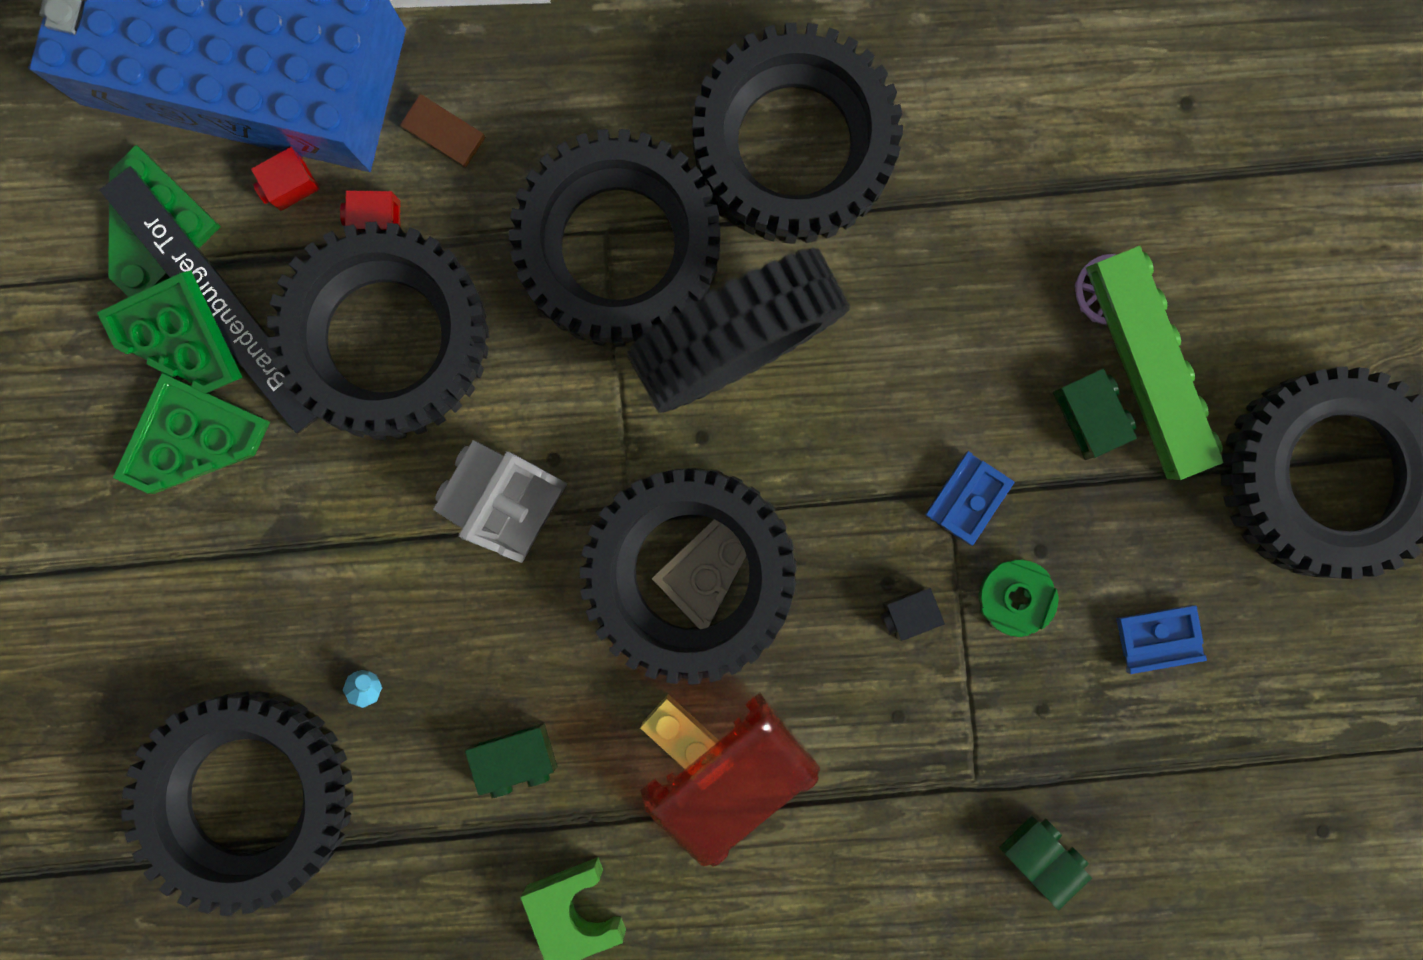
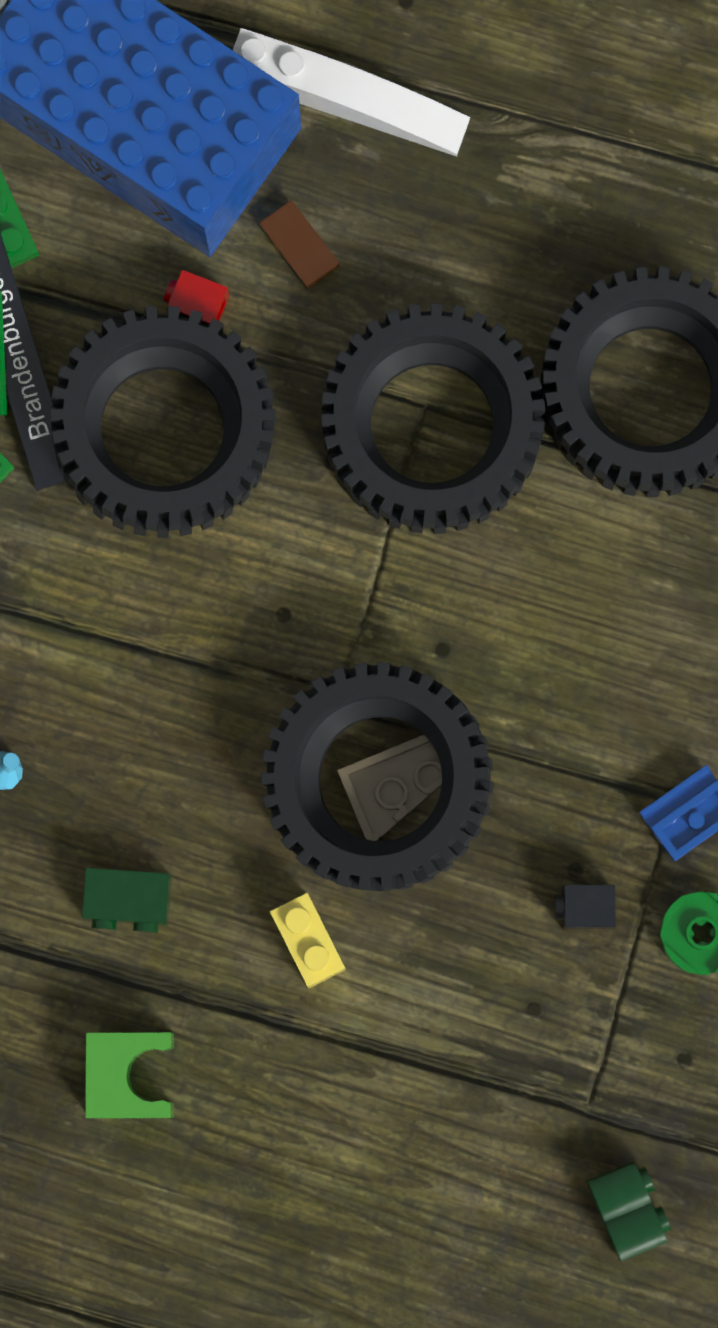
camera: 25 degrees right, 5 degrees down
(284, 179) = (123, 234): red brick -> none
(498, 500) = (217, 631): light grey piece -> none
(732, 785) = (340, 1006): clear red windscreen -> none
(738, 329) = (517, 552): black tyre -> none

